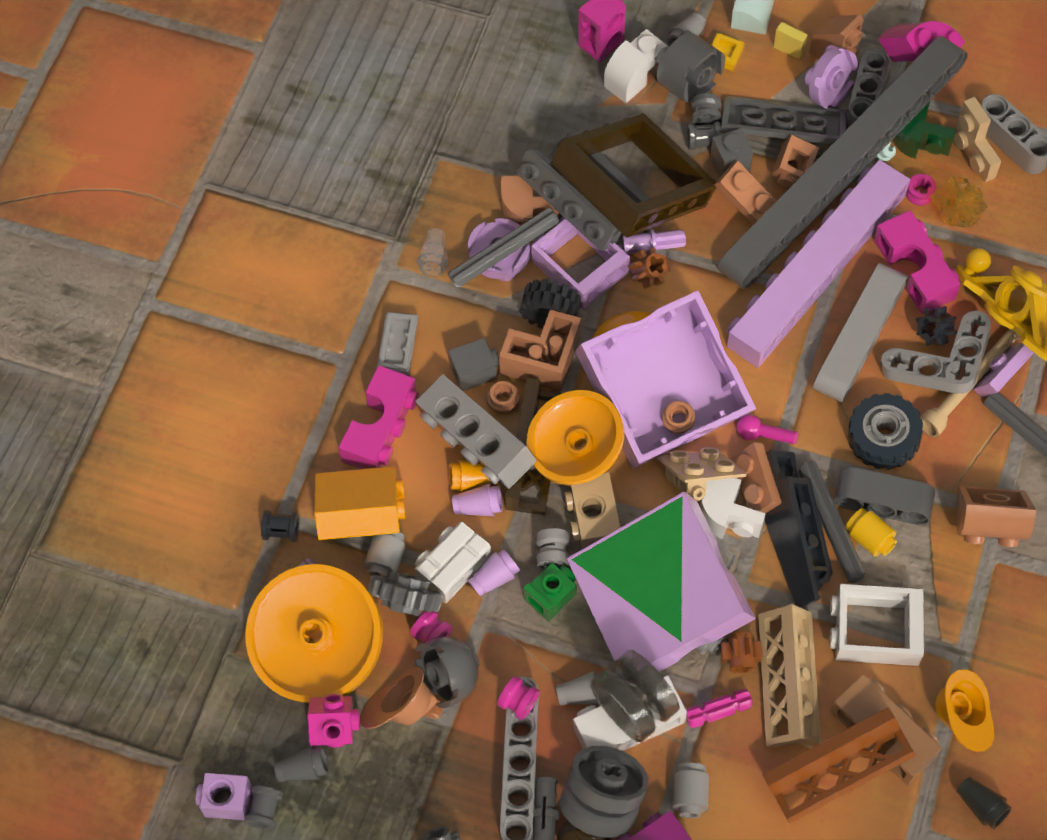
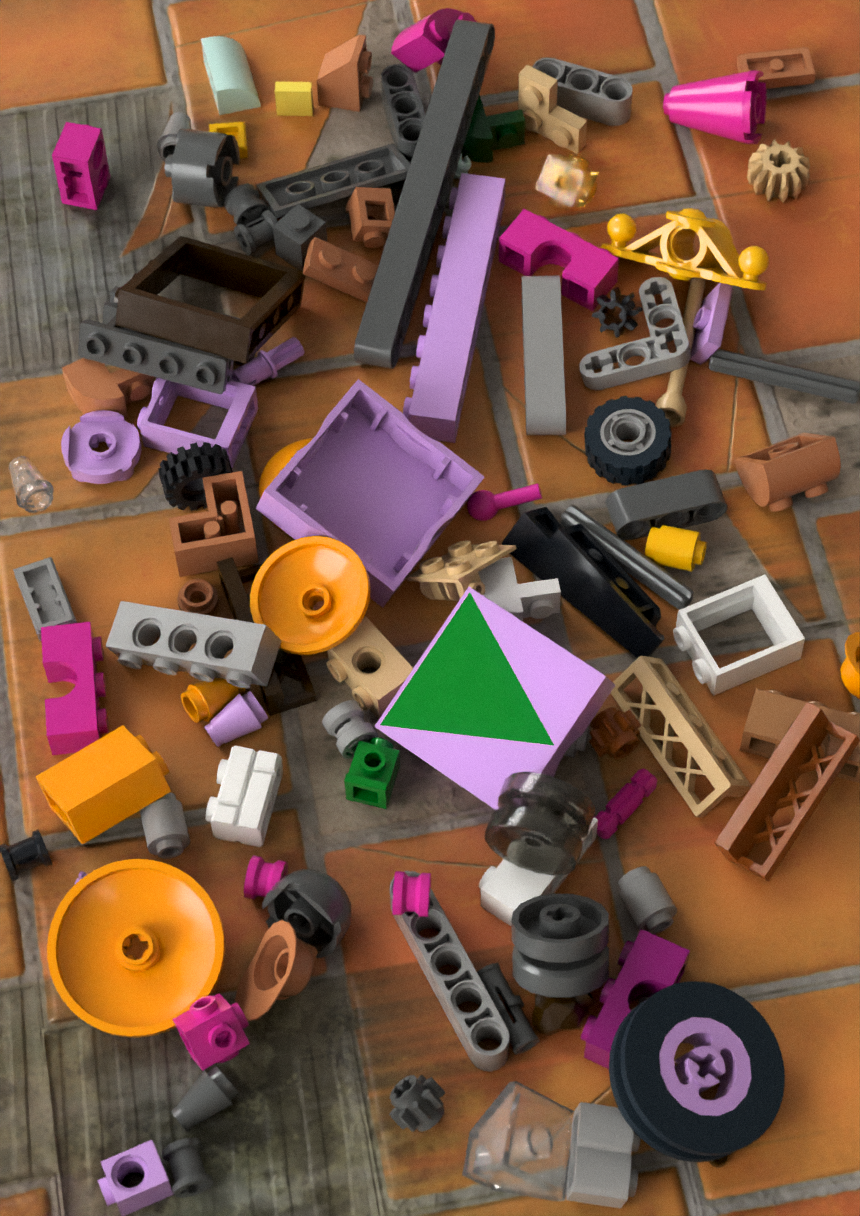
camera: 30 degrees left, 5 degrees down
(405, 593) = (217, 850): dark grey gear -> none
(473, 364) = (145, 577): dark grey brick -> none
(494, 573) = (299, 784): lavender cone -> none
(503, 247) = (108, 441): dark grey axle -> none
(577, 691) = (468, 859): light grey cone -> none
(629, 65) = (137, 194): white brick -> none
(649, 268) = (280, 391): dark orange gear -> none
(674, 408) = (402, 516): nougat plate -> none
(759, 484) = (533, 558): nougat plate -> none
(830, 78) = (361, 113): lavender plate -> none
(916, 197) = (519, 178): dark pink bush -> none

